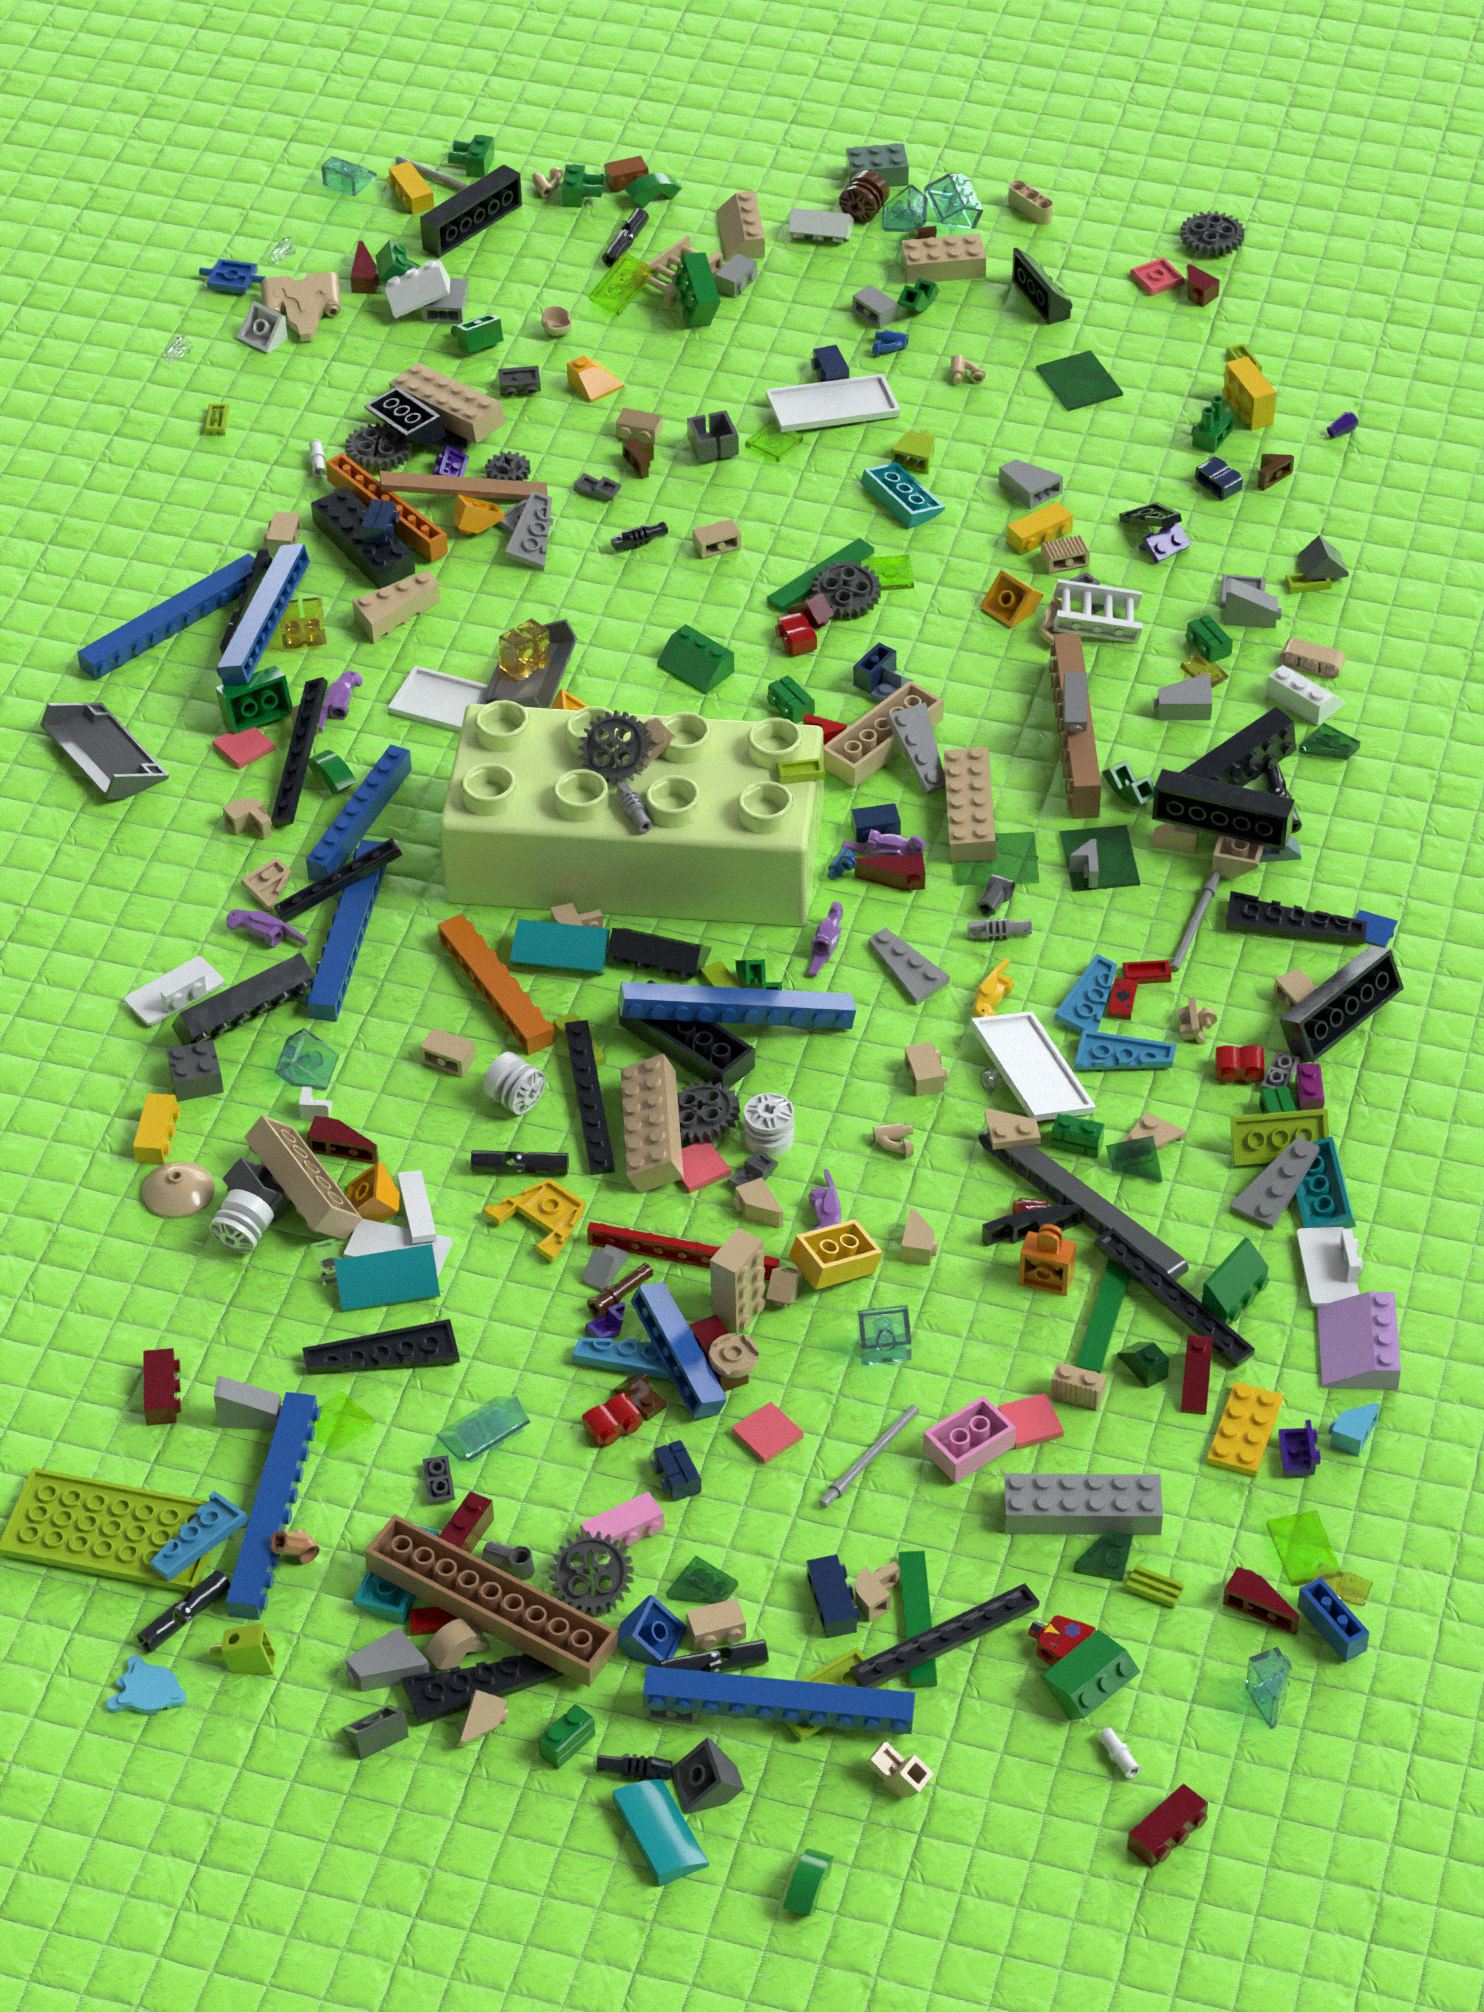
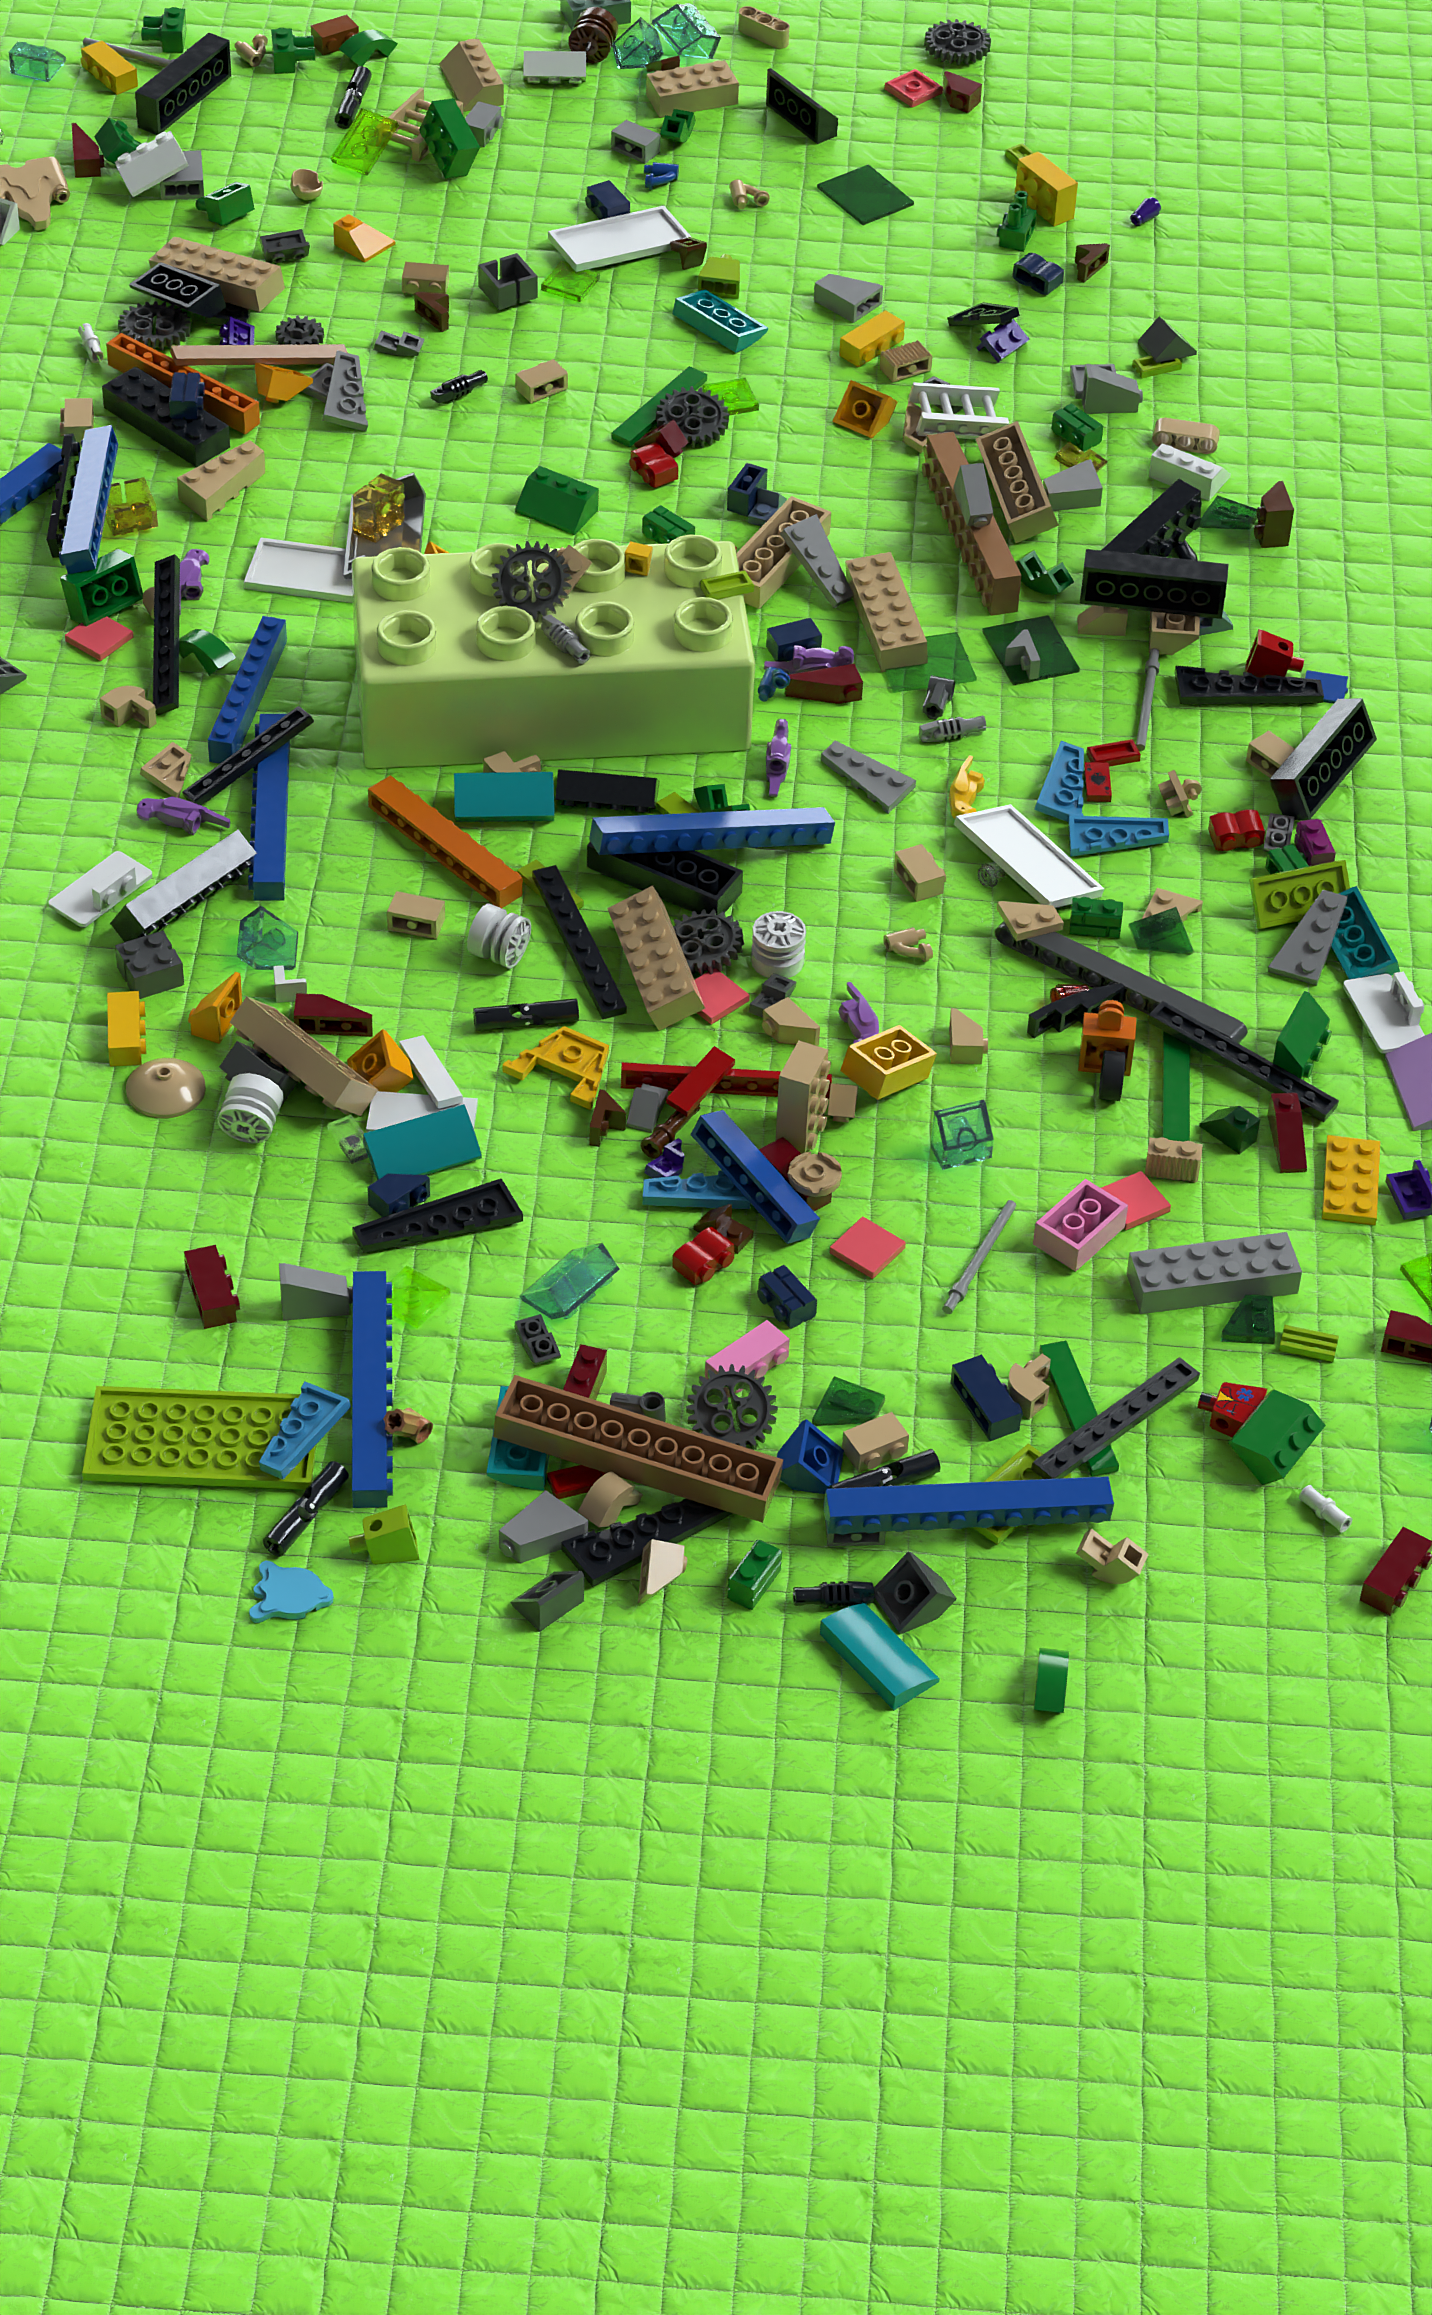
camera: 15 degrees left, 0 degrees up
(239, 1120) = (215, 1011): none -> light orange slope
(353, 1320) = (398, 1193): none -> dark blue slope
(561, 1270) = (606, 1116): none -> reddish brown slope
(655, 1250) = (700, 1081): none -> red tile
(723, 735) = (638, 558): none -> yellow slope
(892, 422) = (690, 250): none -> slope
(1043, 1295) = (1112, 1075): none -> black tyre
(1131, 689) = (1016, 482): none -> tan brick
(1325, 893) = (1272, 656): none -> red torso
(1369, 752) = (1274, 517): none -> slope

